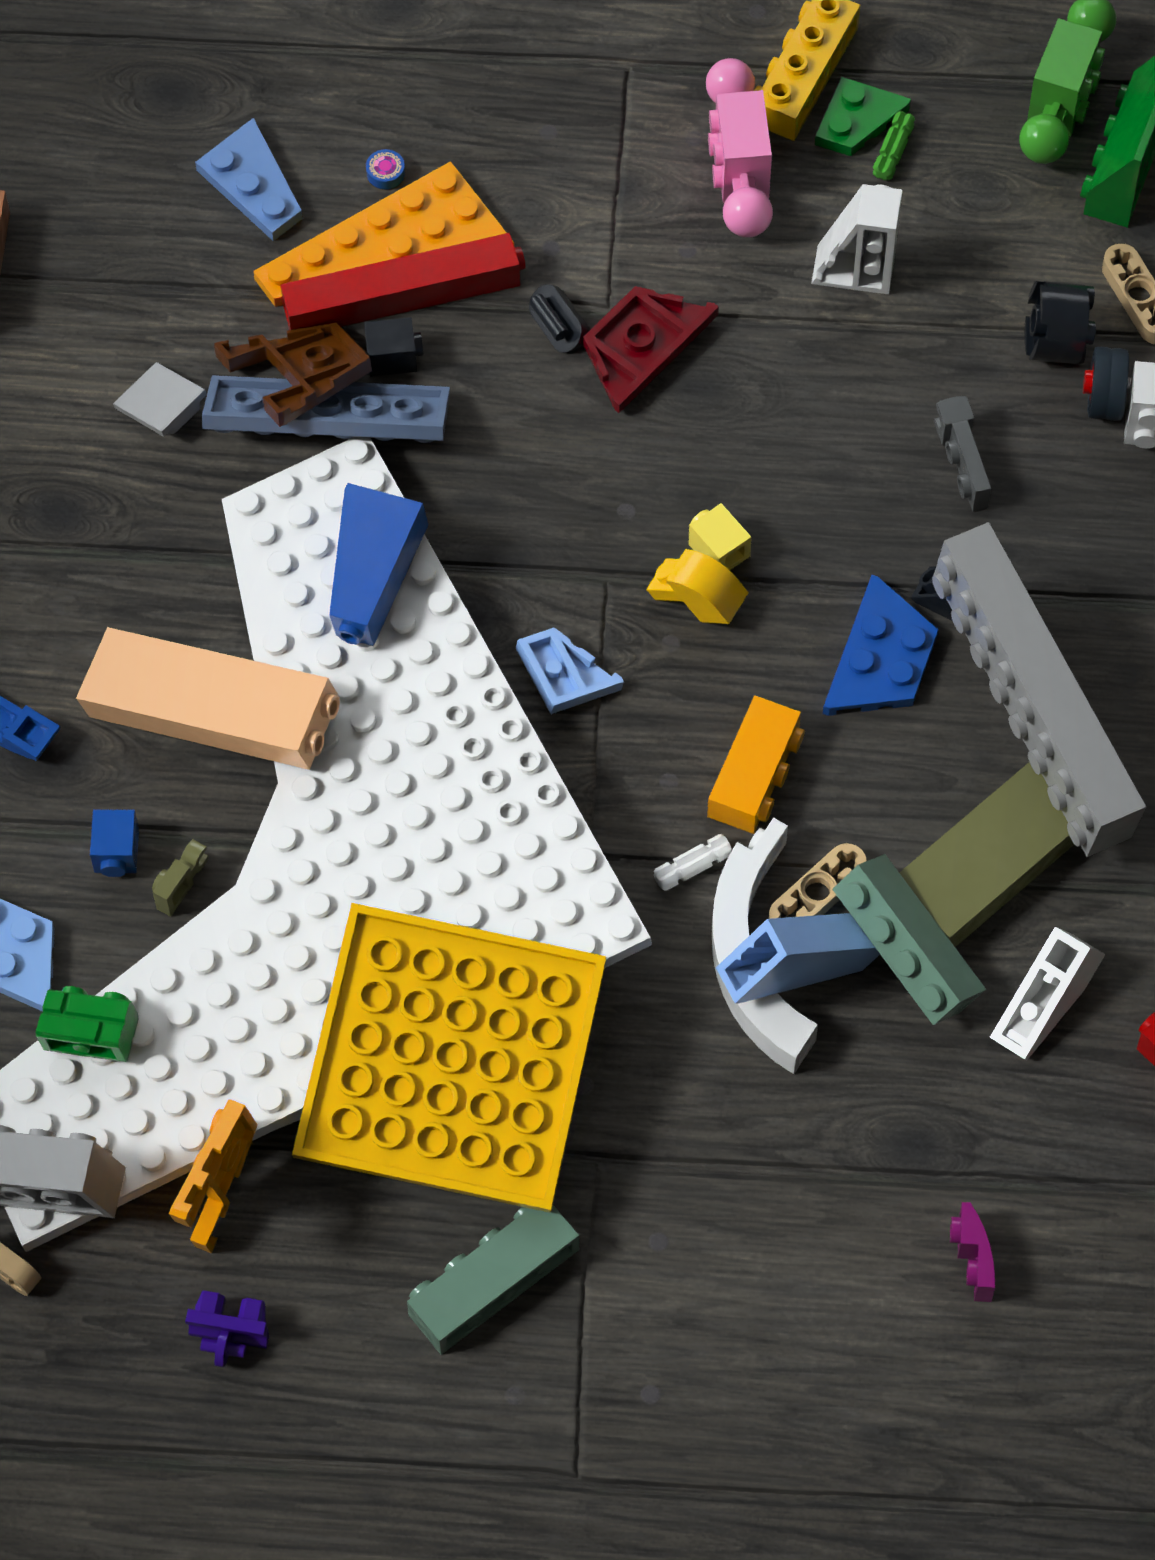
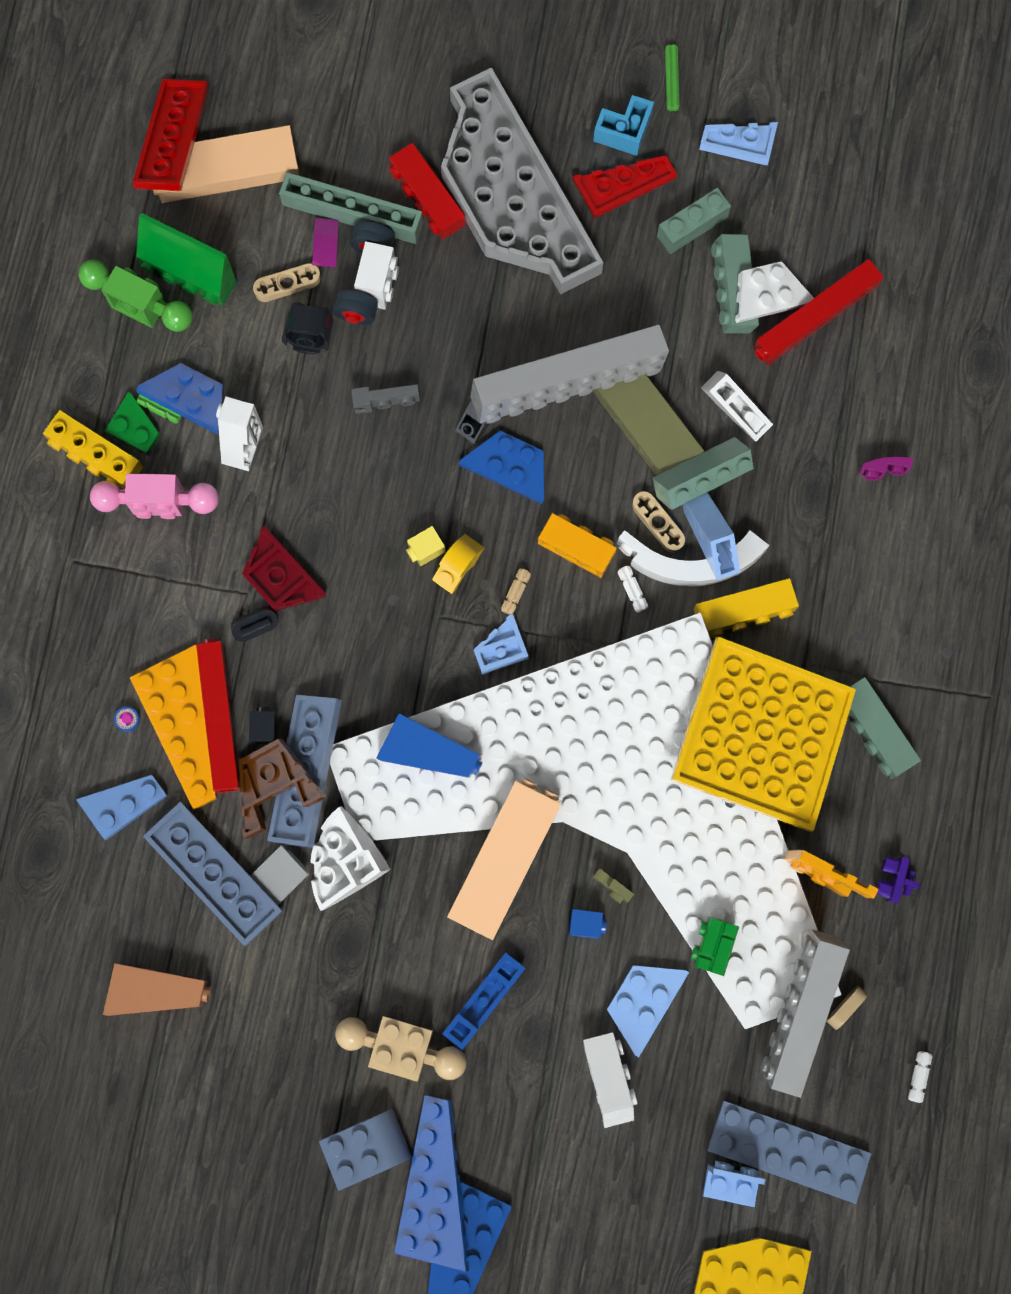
camera: 85 degrees left, 15 degrees up
(154, 310) = (213, 874): none -> sand blue plate
(190, 486) = (343, 860): none -> white brick
(663, 684) = (516, 591): none -> tan axle
(681, 1040) = (748, 607): none -> yellow brick
(927, 170) = (186, 394): none -> blue wing

